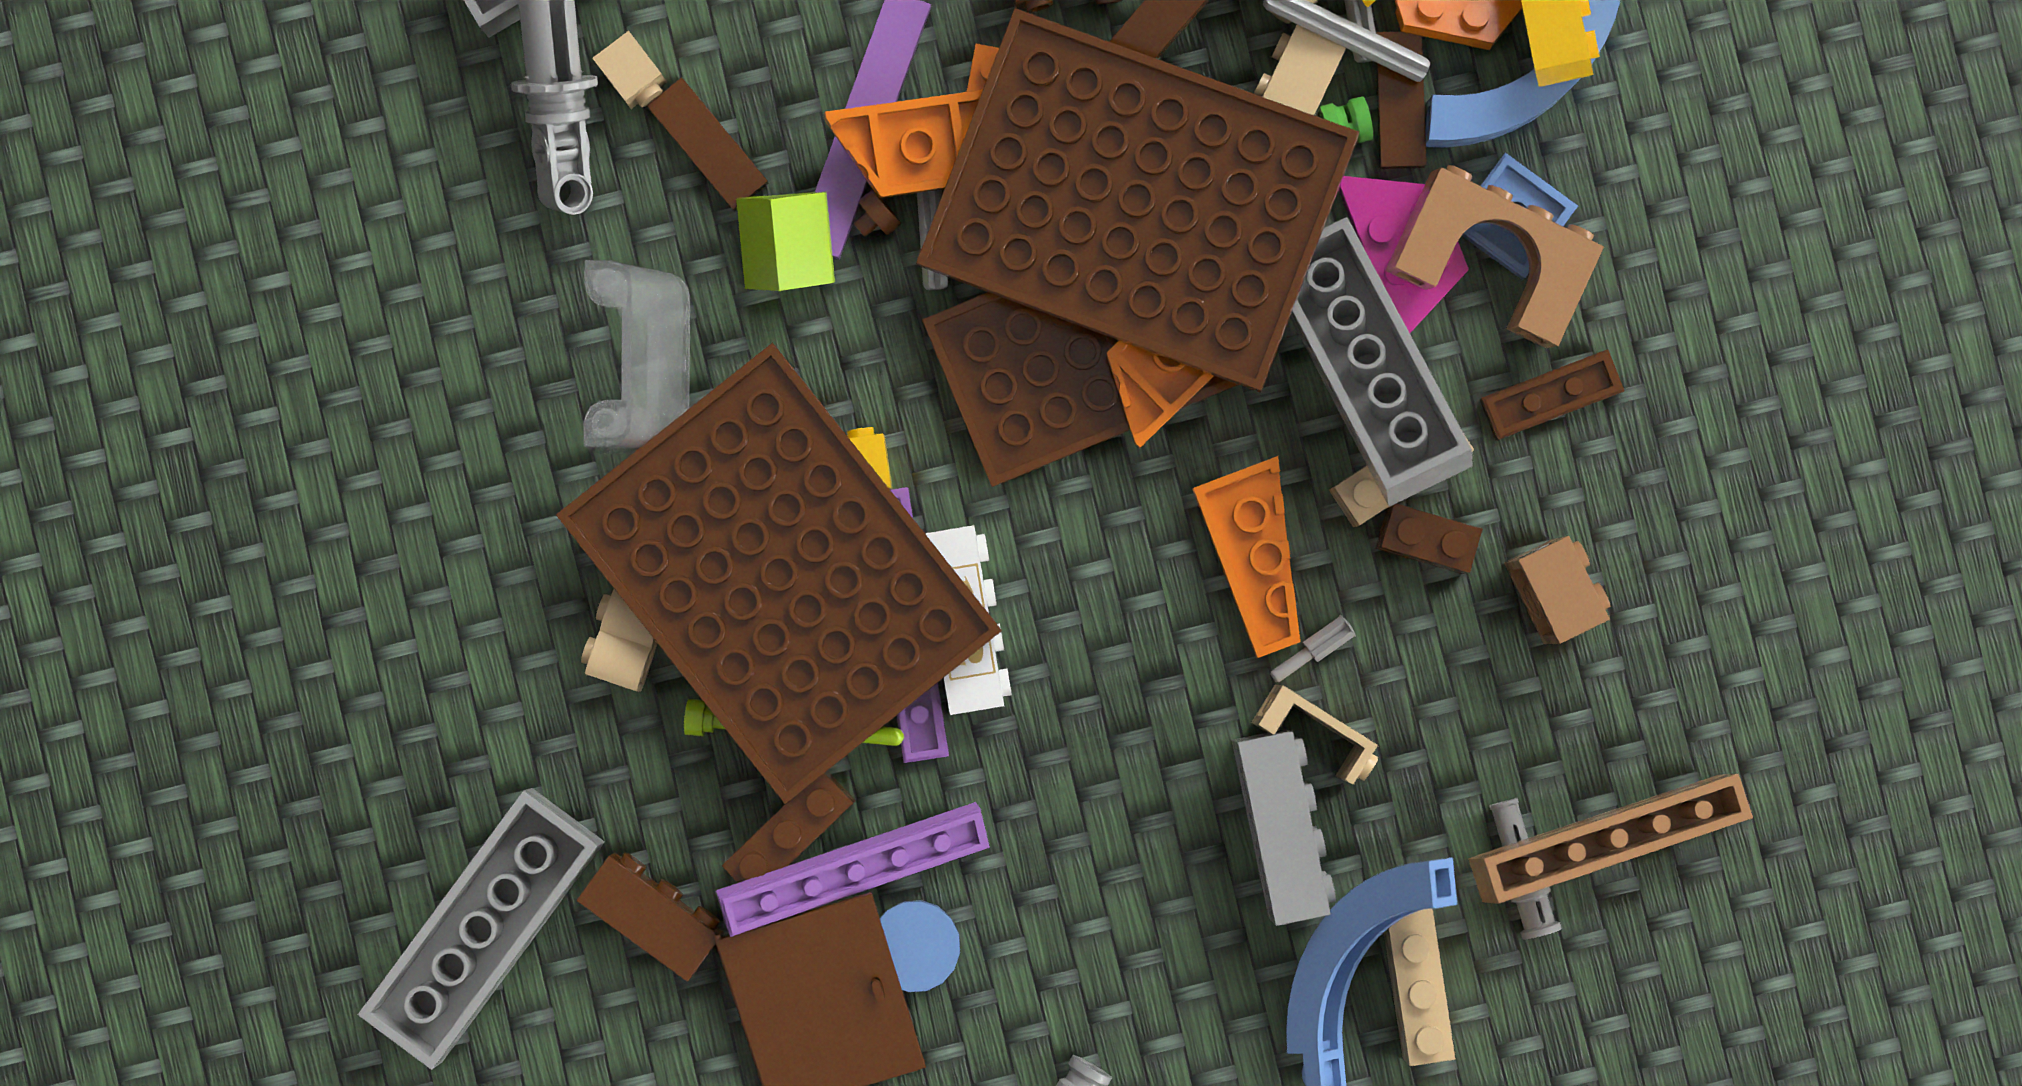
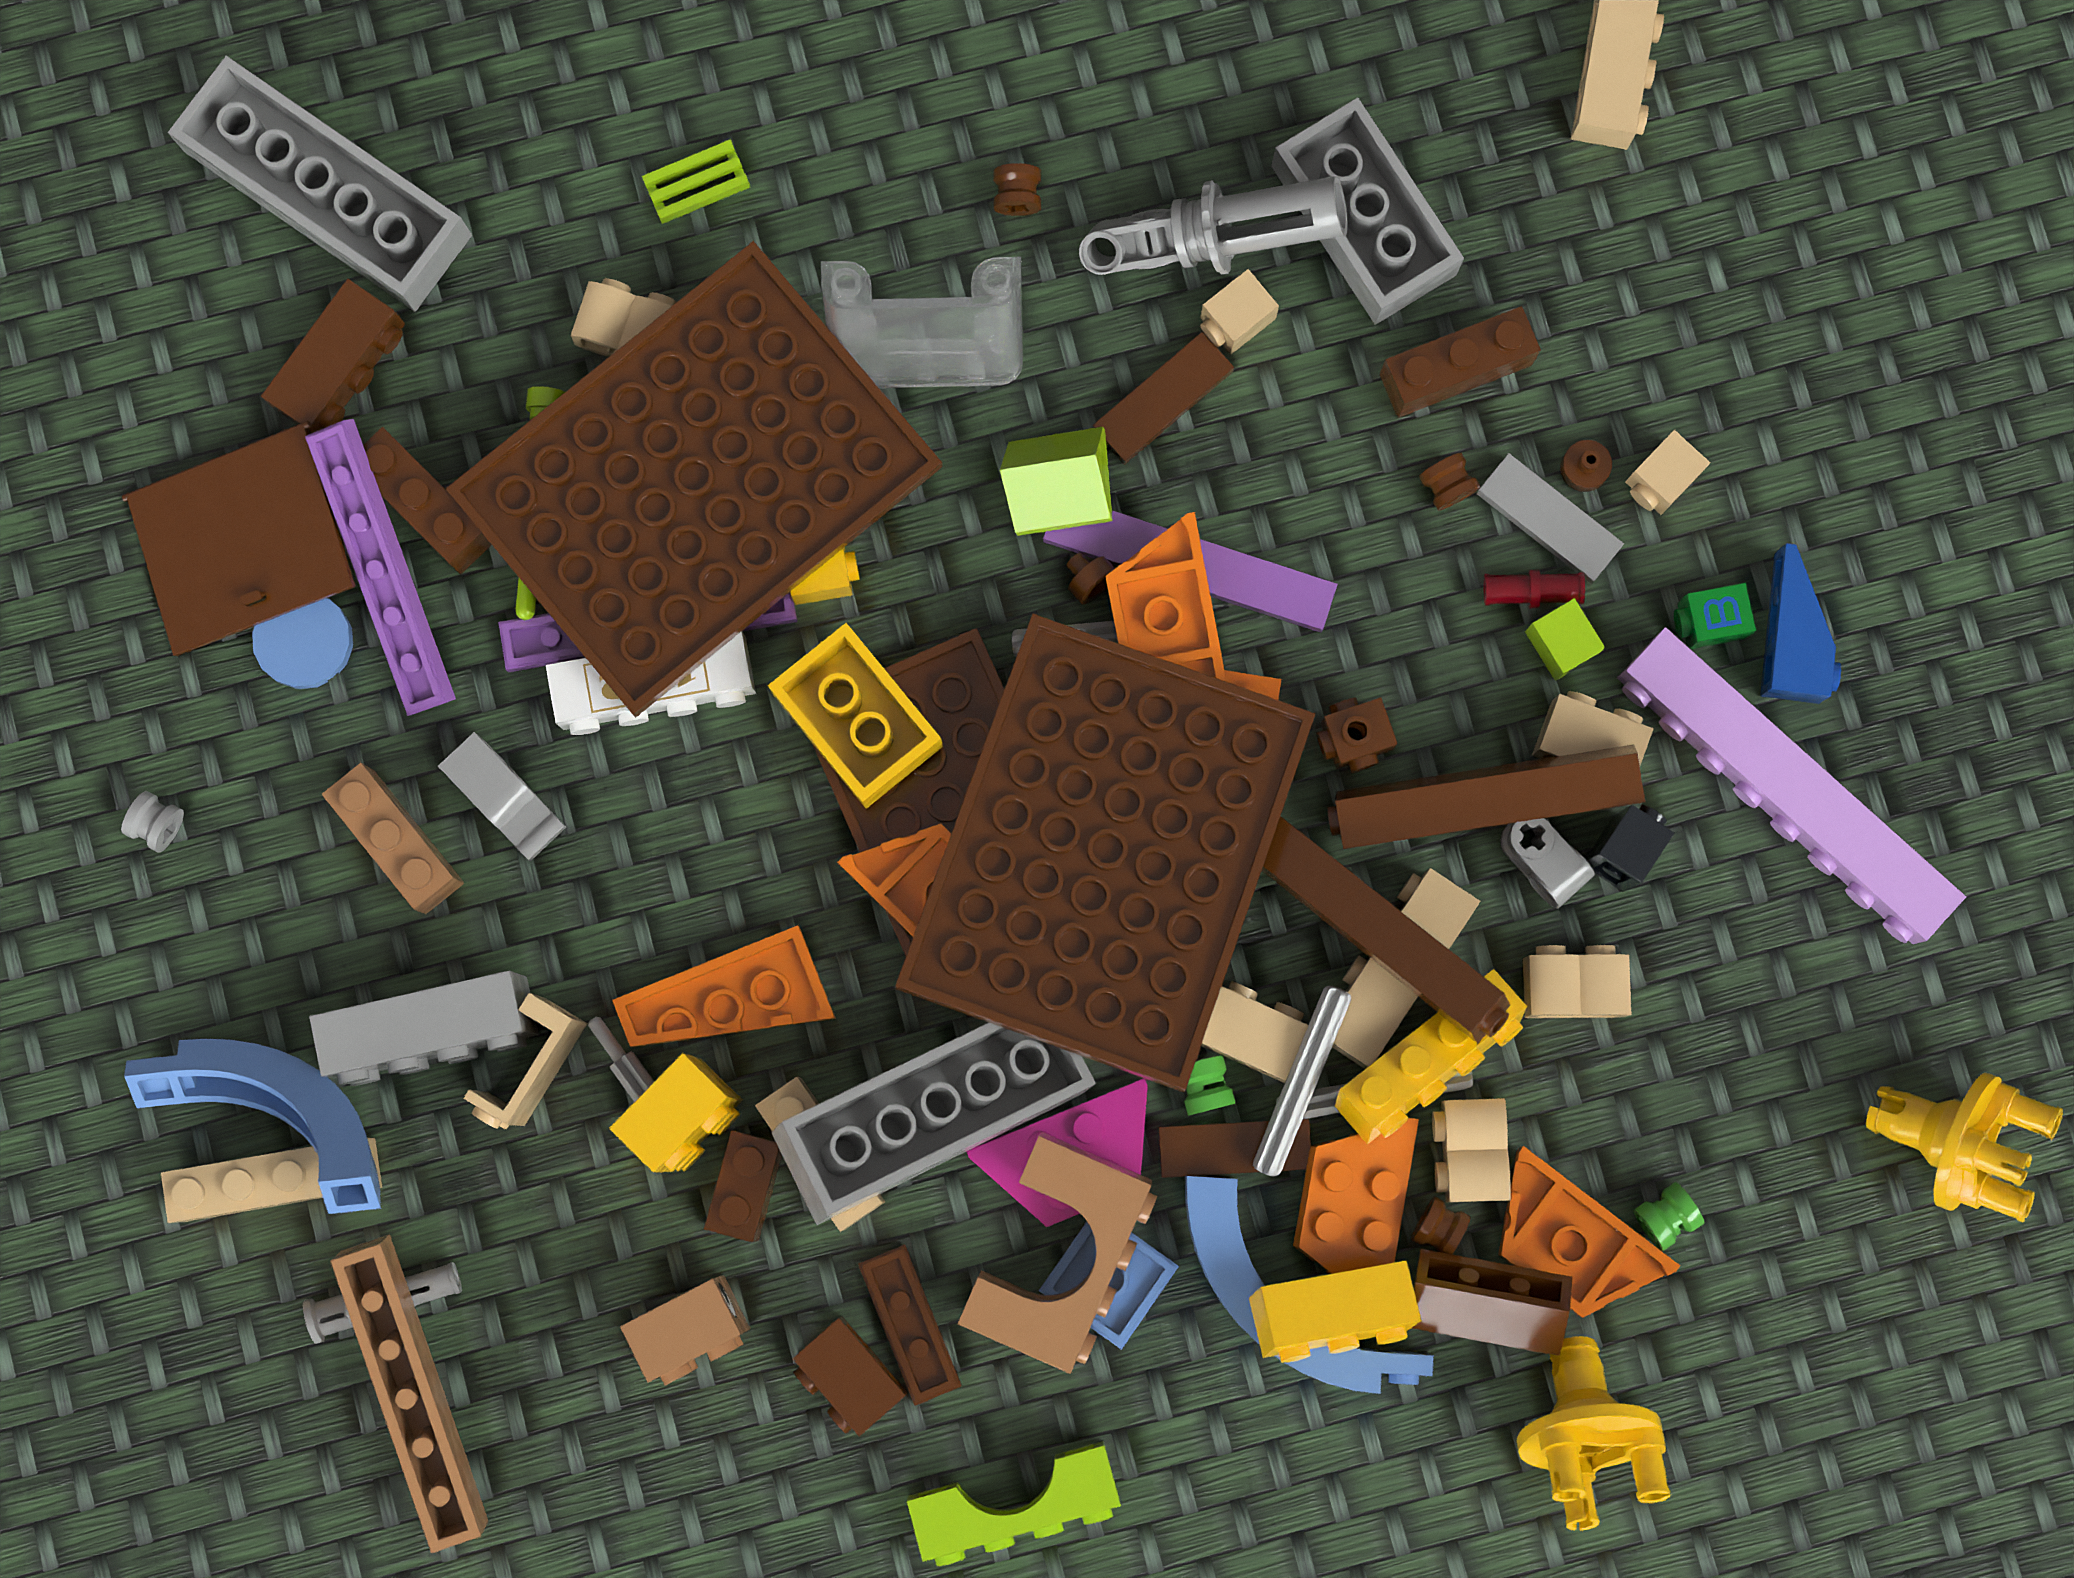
camera: 90 degrees right, 5 degrees down
(472, 540) = (687, 166): none -> lime tile
(505, 273) = (1017, 189): none -> reddish brown wheel
(1007, 426) = (856, 715): none -> yellow brick
(1068, 758) = (502, 796): none -> light grey piece
(1105, 858) = (393, 838): none -> medium nougat brick
(1370, 592) = (677, 1115): none -> yellow brick
(1598, 448) = (848, 1377): none -> reddish brown brick
(1700, 248) = (951, 1521): none -> lime arch

